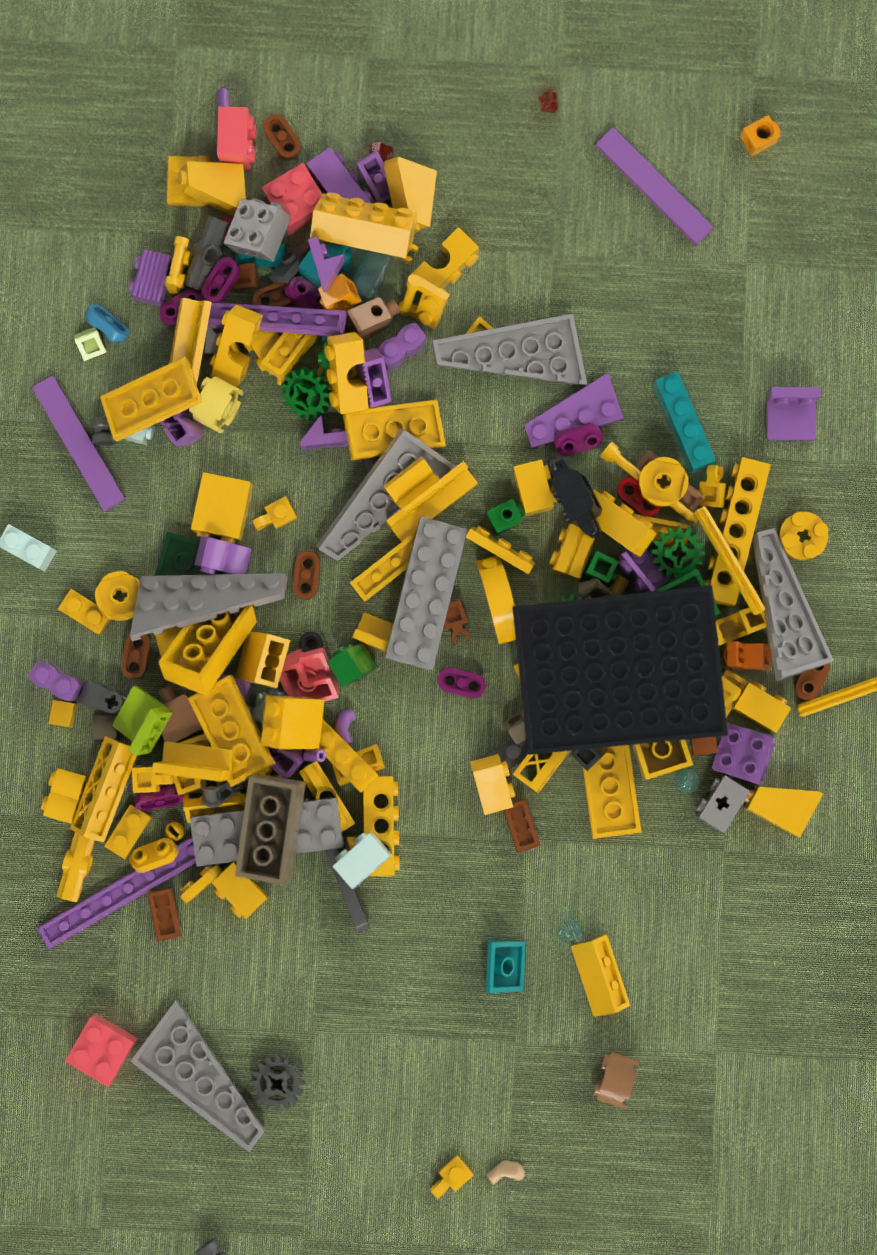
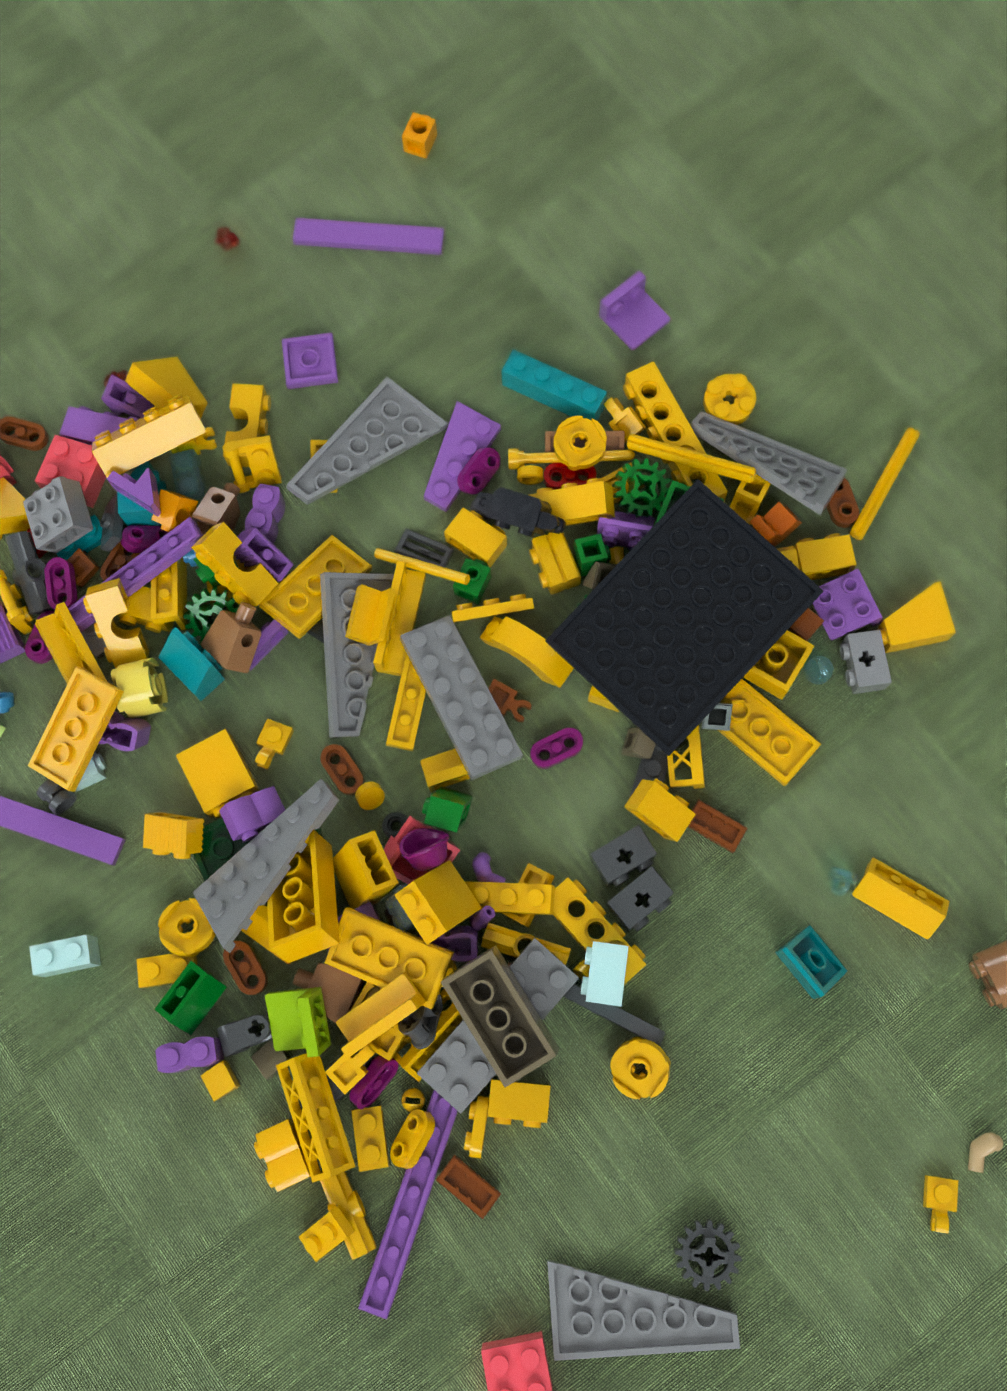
camera: 35 degrees left, 10 degrees down
(53, 867) = (326, 1234): none -> yellow plate
(85, 645) = (190, 998): none -> green brick
(158, 526) = (173, 834): none -> yellow brick
(262, 415) = (191, 663): none -> teal slope
(305, 424) = (233, 638): none -> medium nougat torso
(310, 609) = (370, 795): none -> yellow tile
(313, 679) = (424, 848): none -> magenta helmet
(345, 929) = (642, 1085): none -> yellow plate
(441, 824) = (648, 885): none -> dark grey brick
(455, 788) = (633, 843): none -> dark grey brick
(478, 478) = (423, 566): none -> yellow bar
(499, 484) = (426, 541): none -> dark grey tile
(529, 252) = (310, 360): none -> medium lavender plate
(611, 473) = (530, 475): none -> yellow tile

